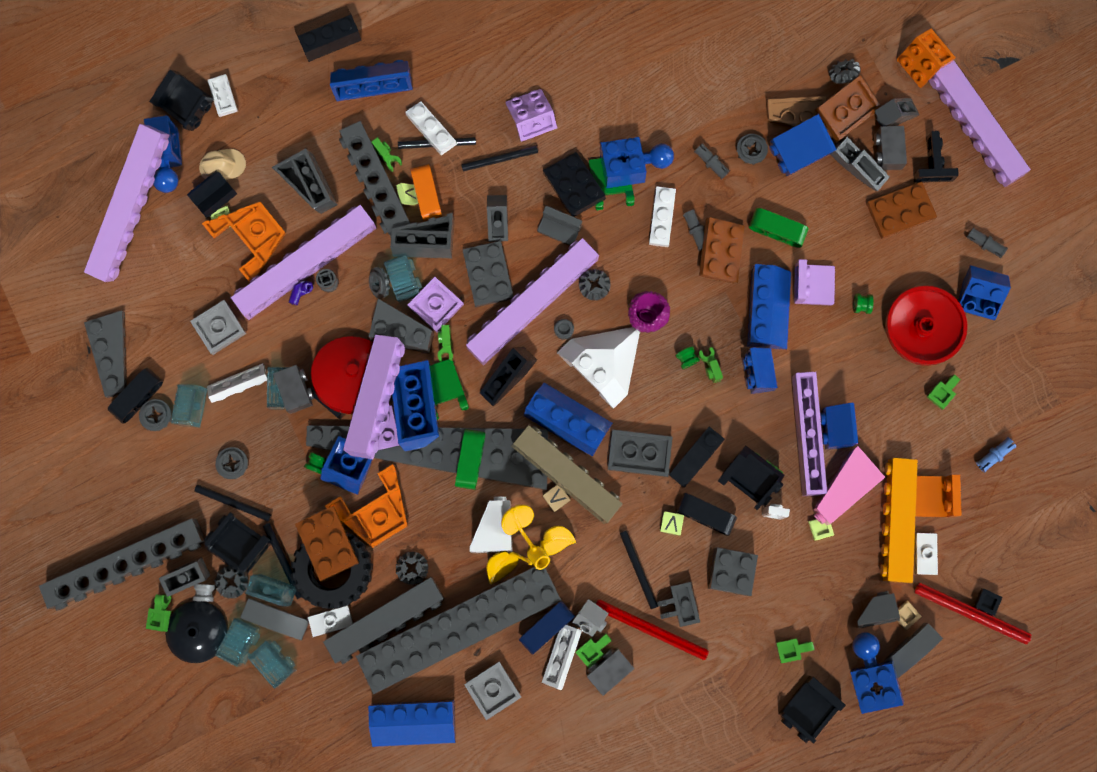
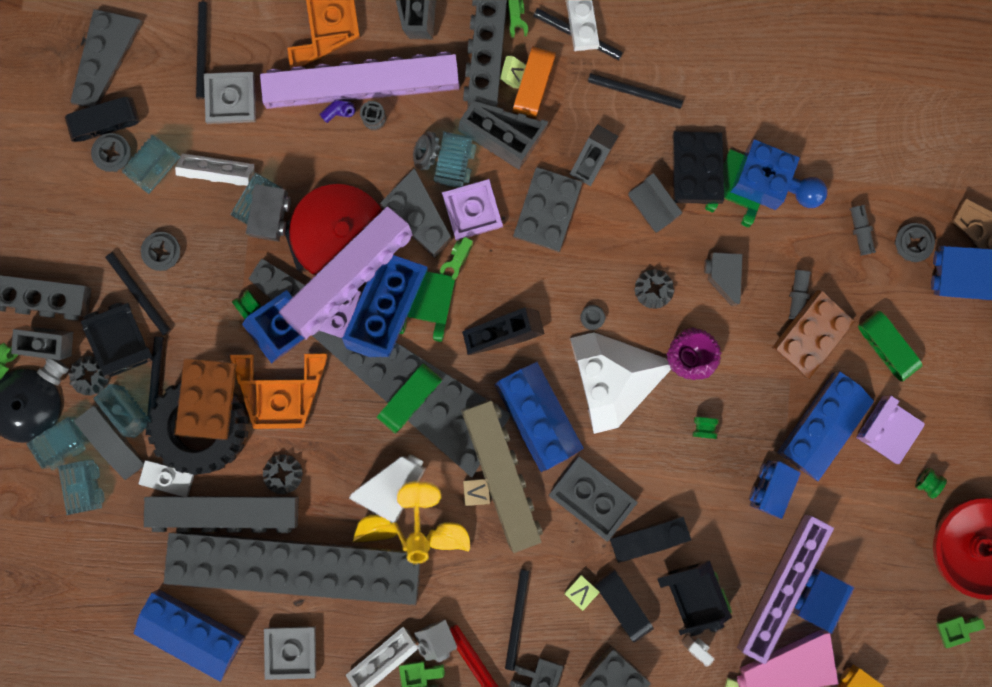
camera: 30 degrees right, 5 degrees up
(178, 306) = (201, 49): none -> black bar
(531, 114) = (698, 63): lavender bracket -> none
(532, 301) = (577, 268): lavender brick -> none
(546, 627) = (384, 623): dark blue beam -> none
(637, 246) = (725, 275): none -> dark grey slope
(662, 216) = (772, 258): white plate -> none
(713, 371) = (725, 457): bright green plate -> none

